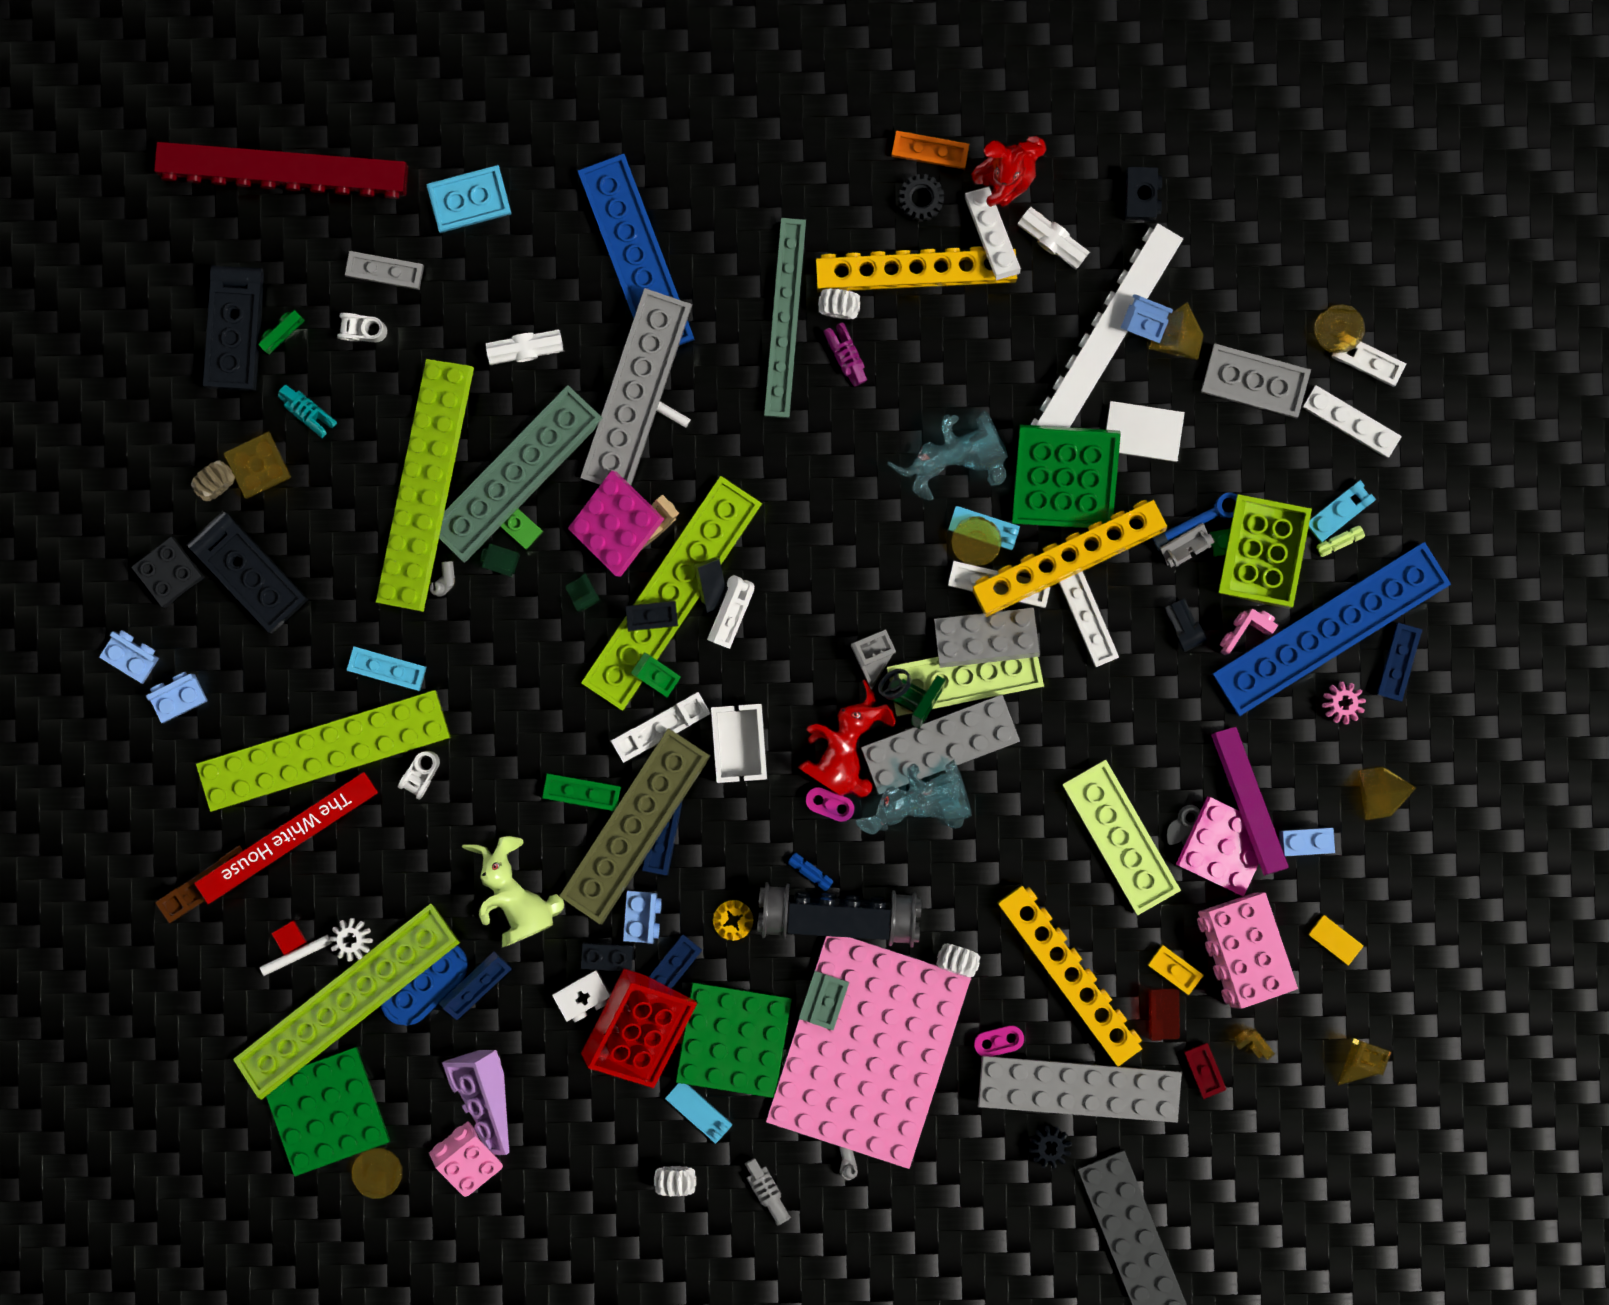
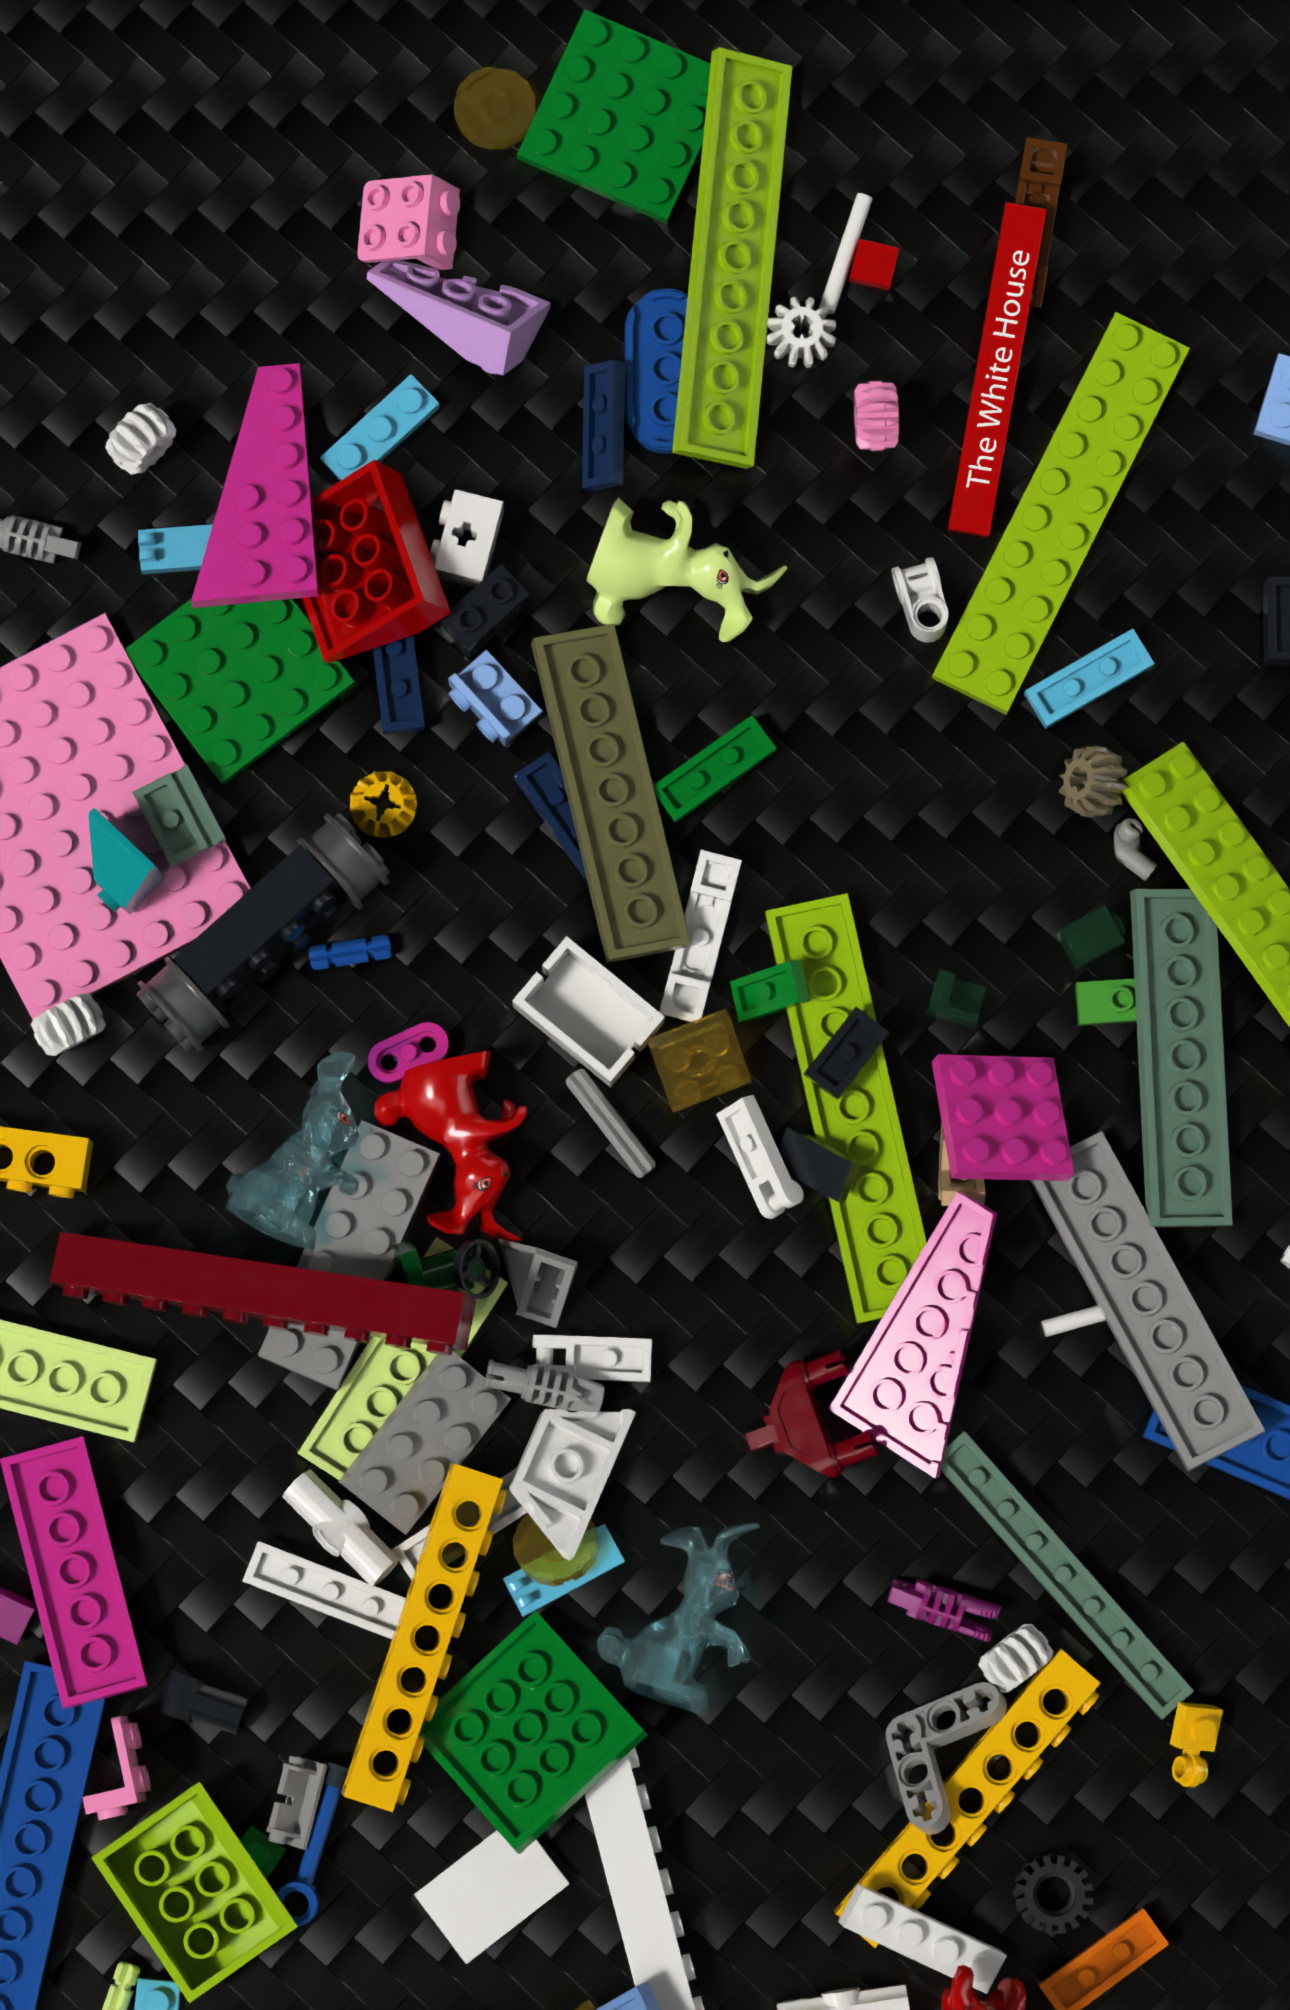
camera: 130 degrees right, 5 degrees down
(358, 870) = (876, 415): none -> bright pink gear
(431, 623) = (1093, 781): none -> dark tan gear
(570, 1081) = (381, 429): none -> medium azure plate
(659, 1091) = (264, 519): none -> dark pink wing
(714, 676) = (699, 1060): none -> clear yellow plate
(756, 463) = (916, 1357): none -> wing
(777, 689) = (610, 1123): none -> light grey axle
(798, 202) = (1194, 1731): none -> yellow plate
(829, 486) = (797, 1422): none -> dark red connector
(871, 1003) = (119, 866): none -> teal slope
(883, 600) = (598, 1356): none -> white plate
(908, 309) = (927, 1738): none -> light grey beam
(915, 607) = (547, 1386): none -> light grey hinge
(941, 565) = (567, 1471): none -> white wing
(992, 764) = (264, 1292): none -> dark red brick
(1057, 637) = (341, 1527): none -> white piece
(1184, 731) = (73, 1573): none -> dark pink plate

